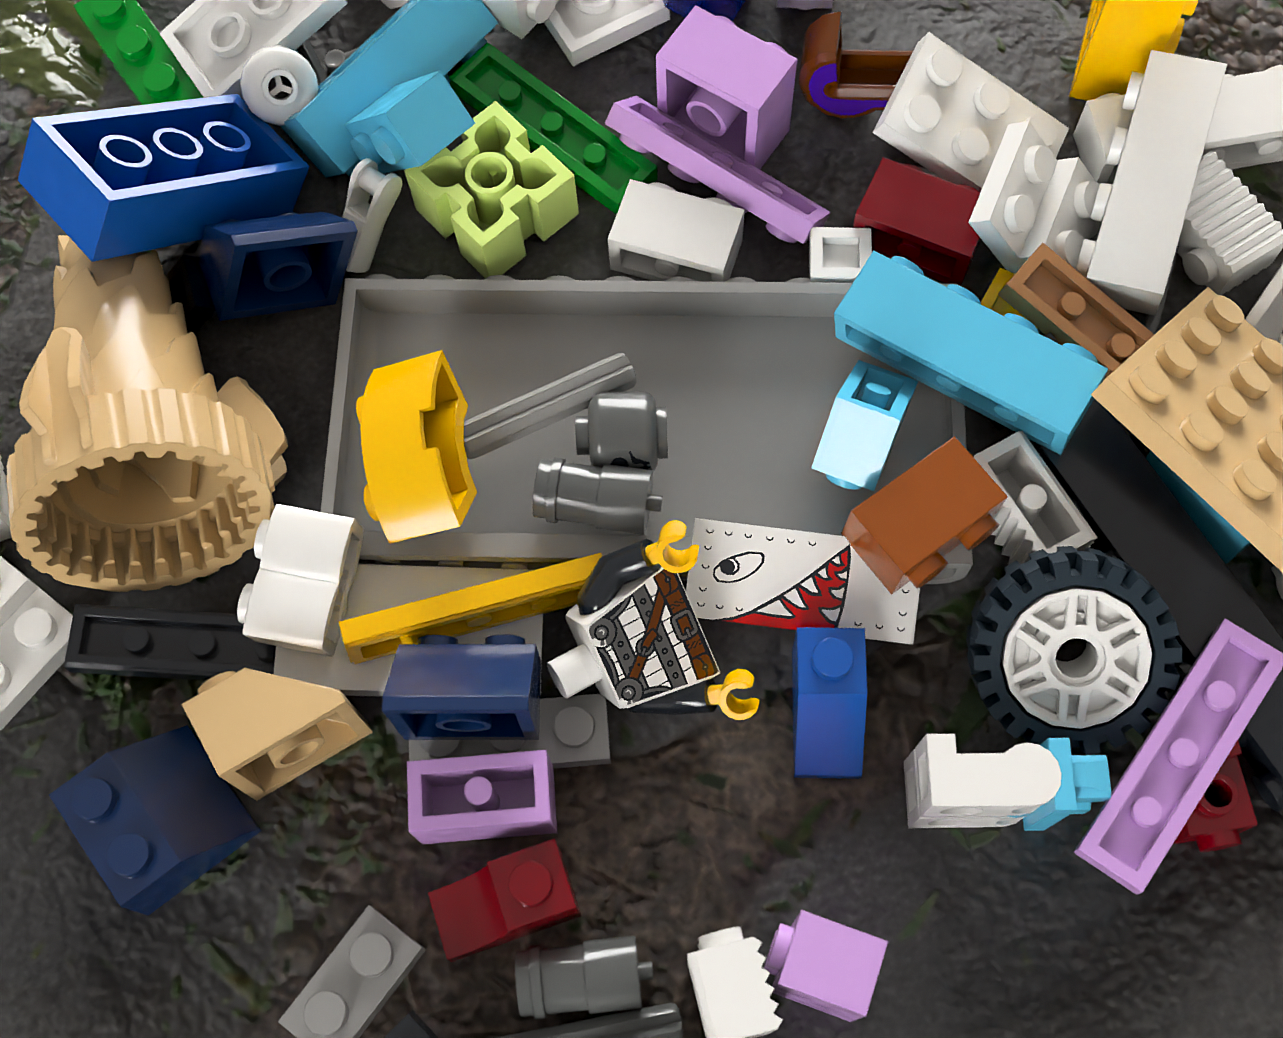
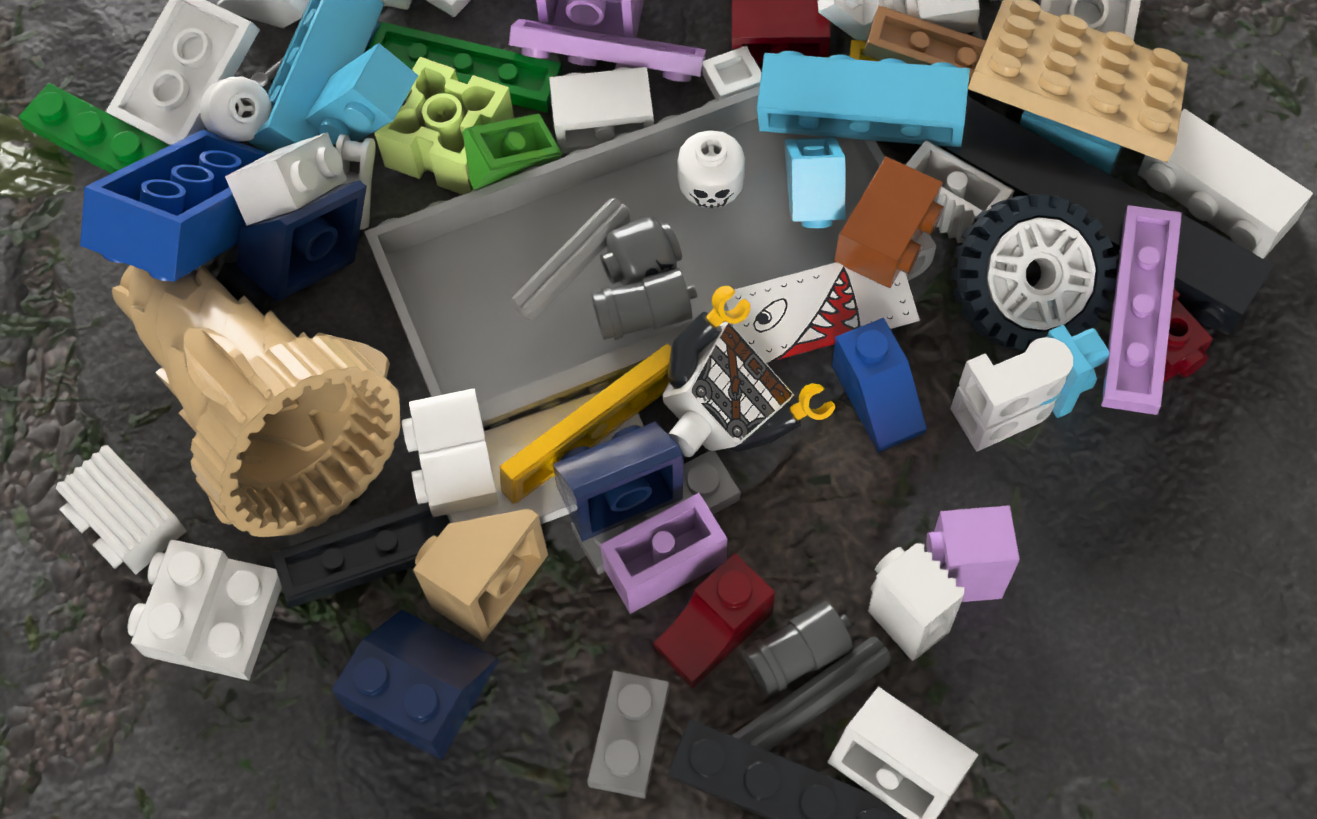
camera: 25 degrees left, 5 degrees down
(277, 188) = (286, 179): none -> white brick
(415, 448) = (492, 322): yellow brick -> none
(543, 245) = (507, 148): none -> bright green slope
(749, 364) = (711, 169): none -> white head

